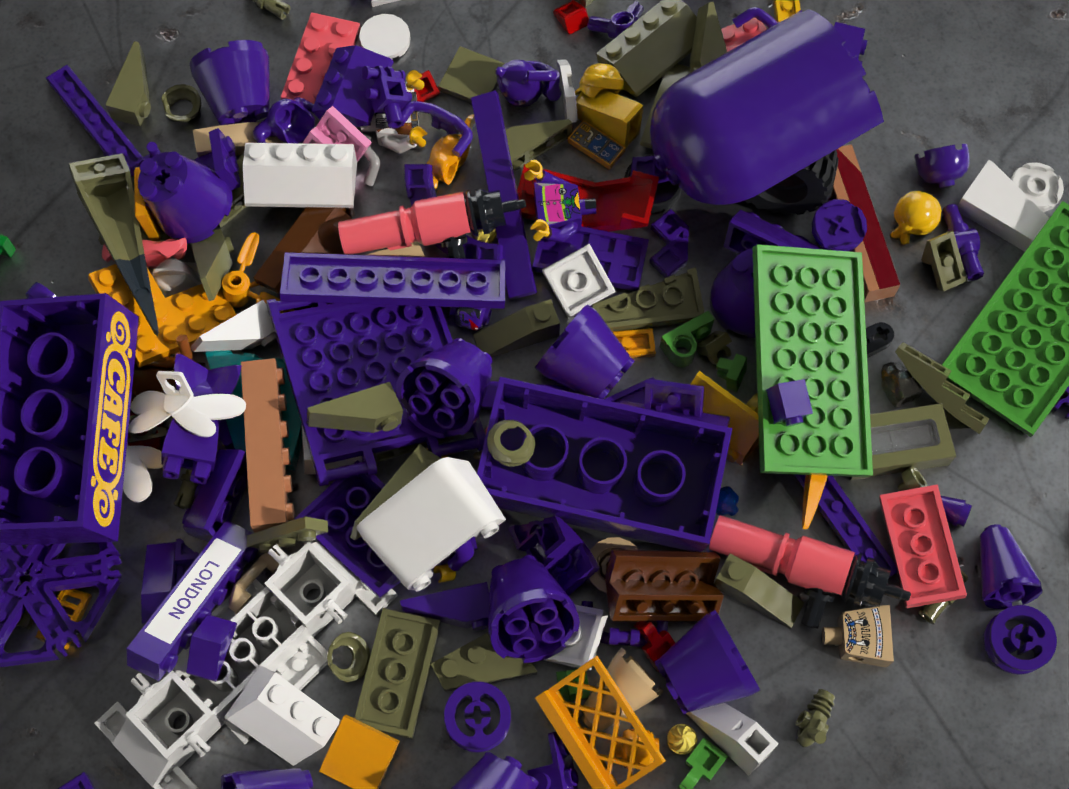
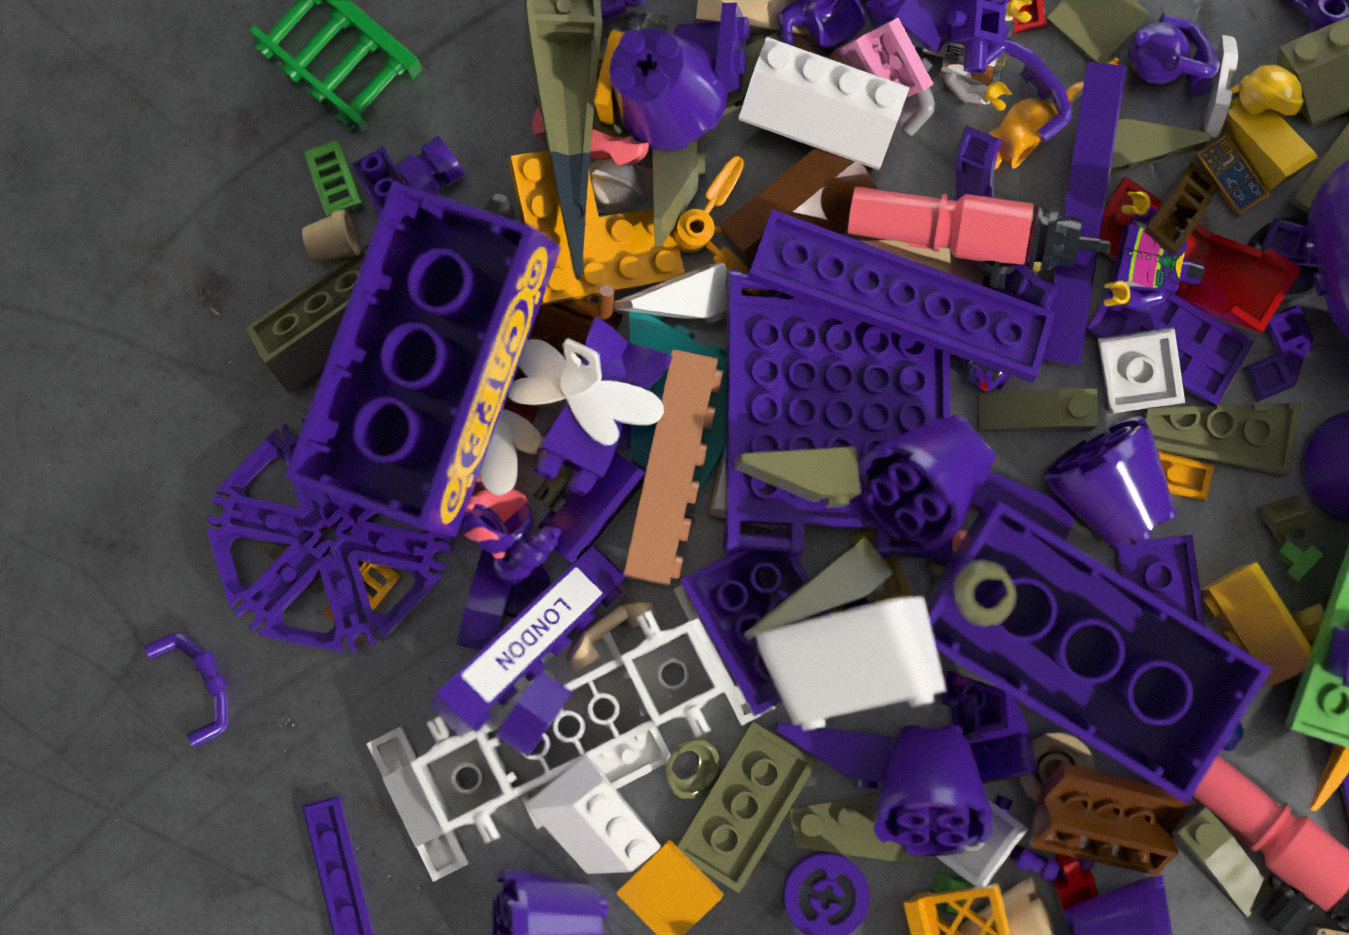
camera: 20 degrees right, 15 degrees up
(153, 525) = (501, 526): none -> dark purple hair
(287, 534) = (665, 601): olive plate -> none
(565, 166) = (1181, 209): none -> dark brown slope
(678, 400) = (1204, 595): dark purple bracket -> none
(685, 337) = (1252, 494): bright green plate -> none

